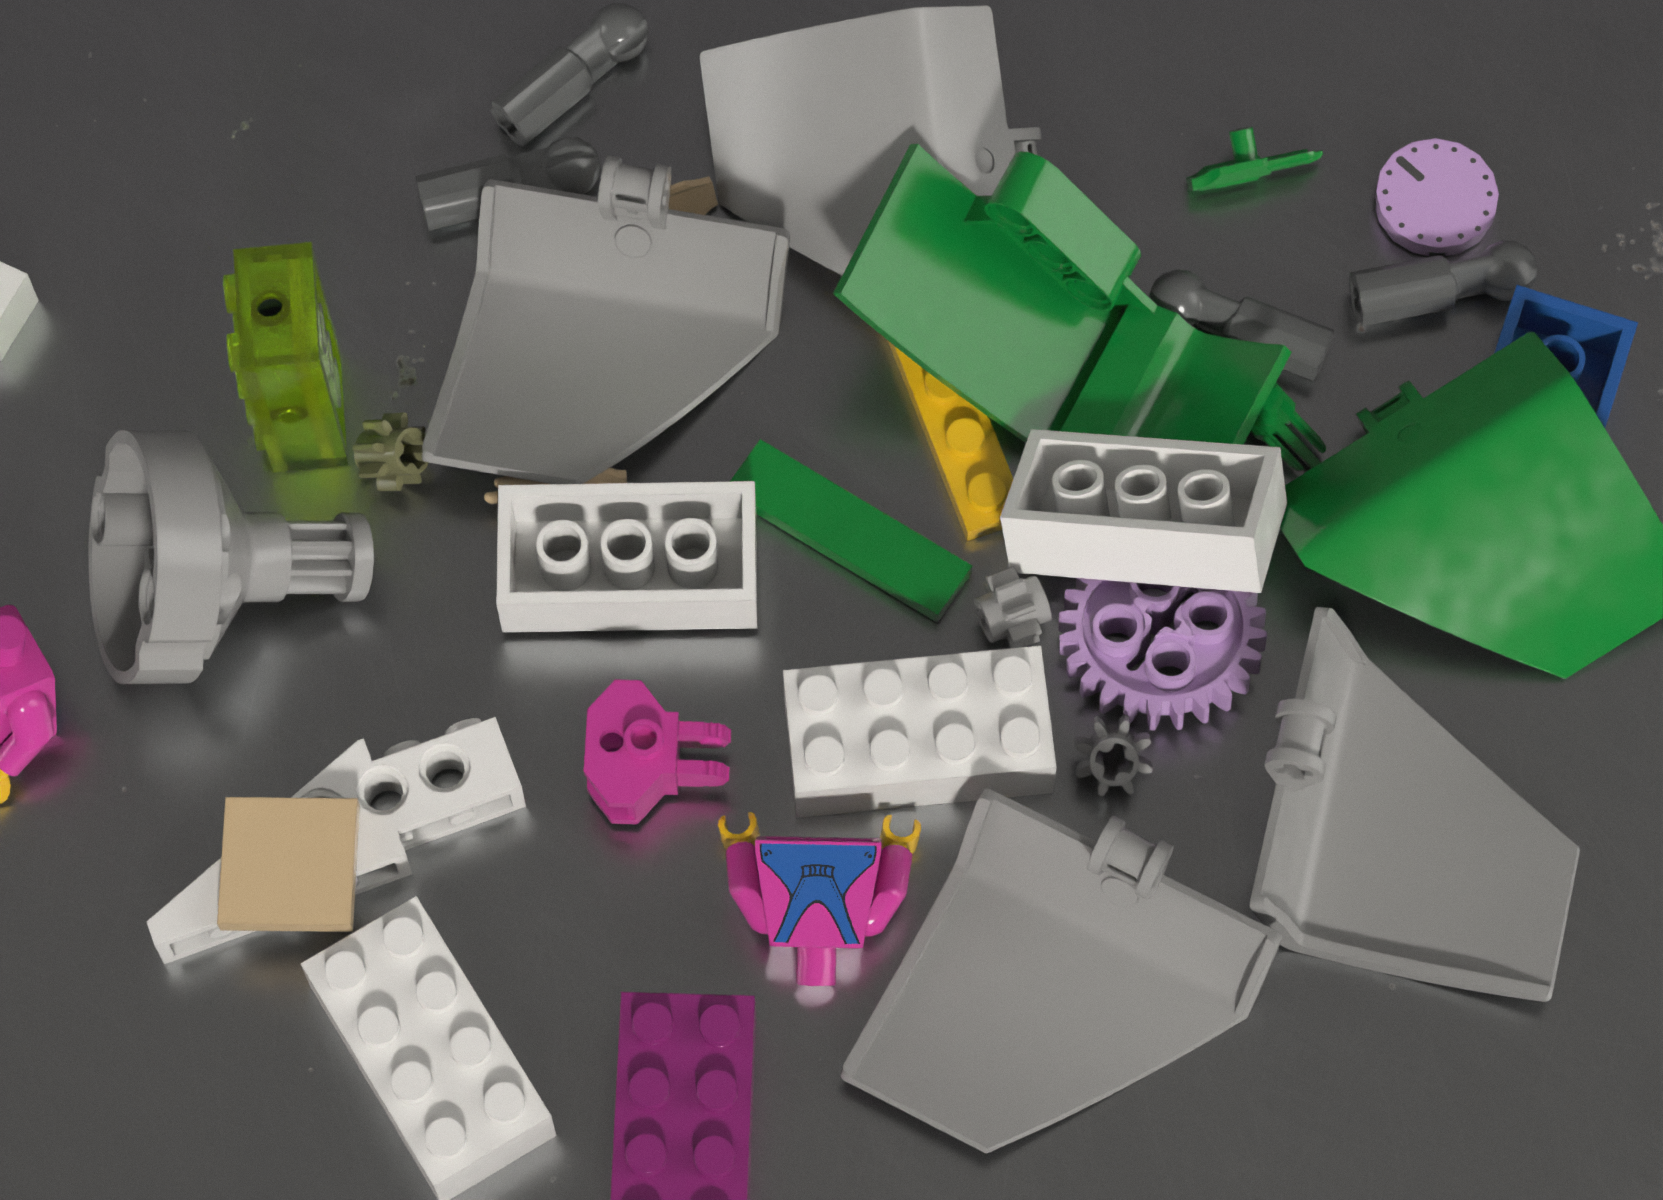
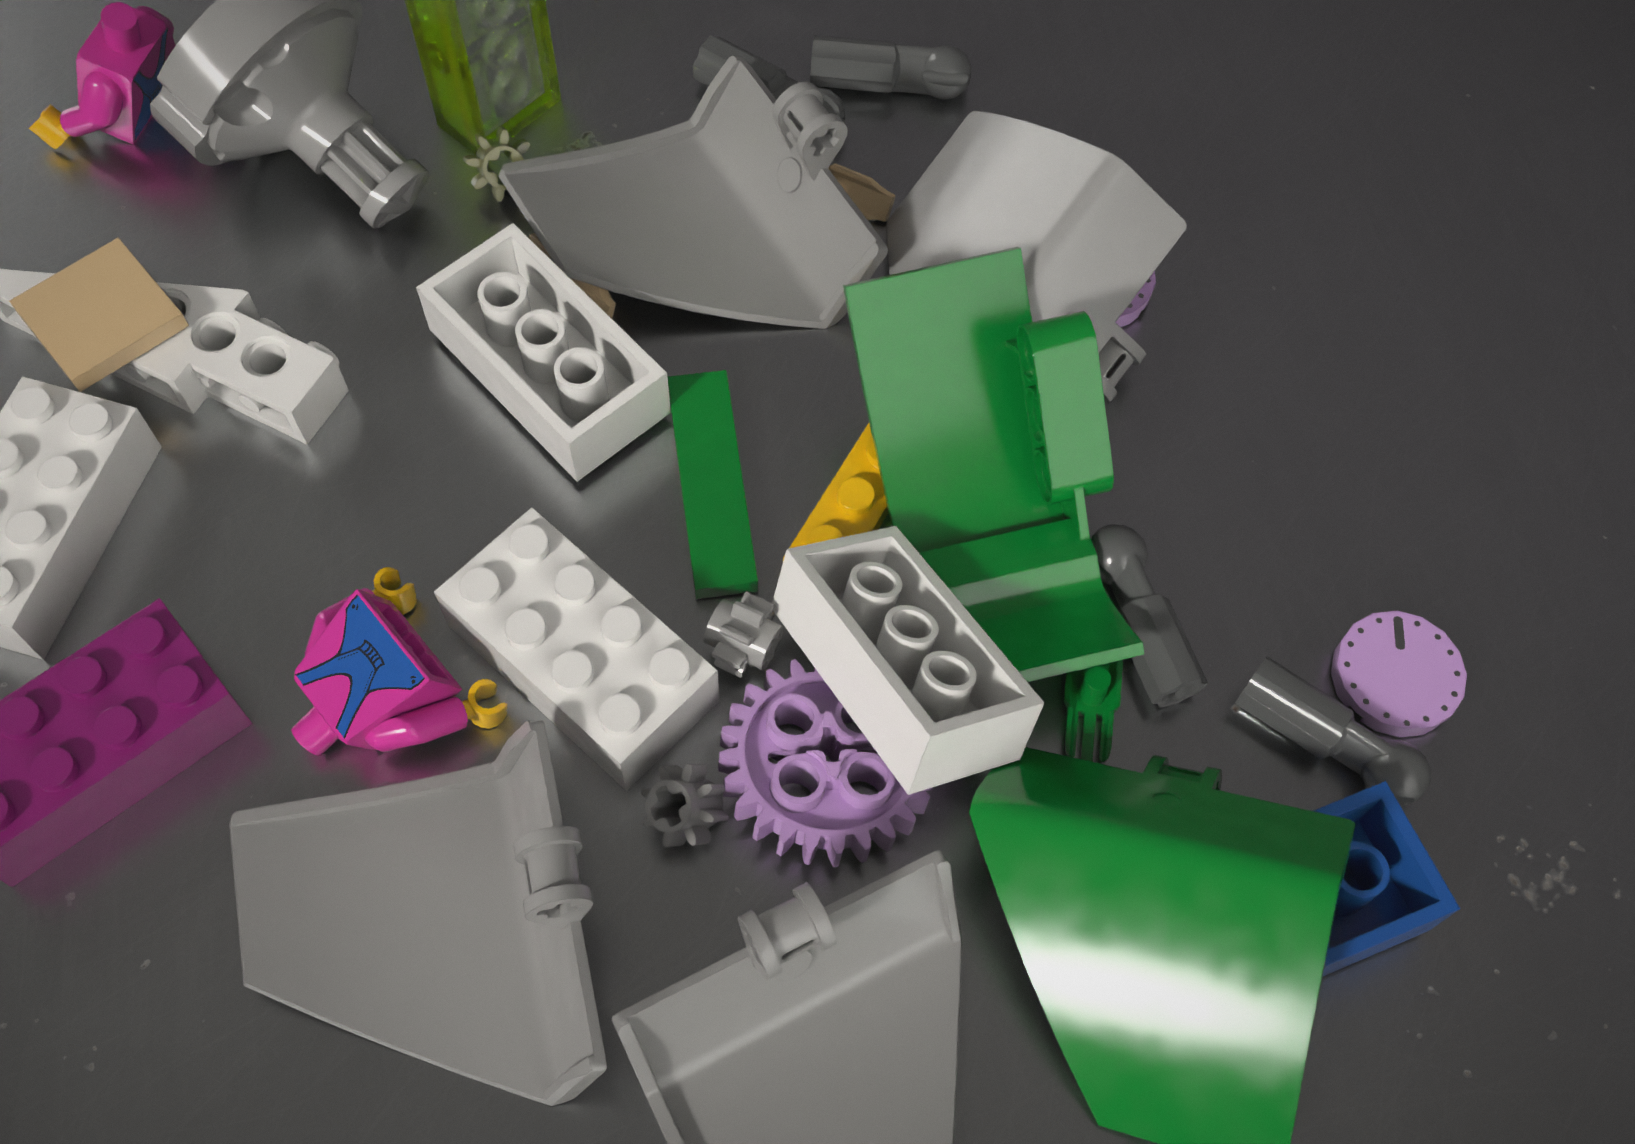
camera: 45 degrees right, 5 degrees down
(646, 752) = (395, 475): dark pink hinge -> none
(1247, 163) = (1276, 518): green piece -> none

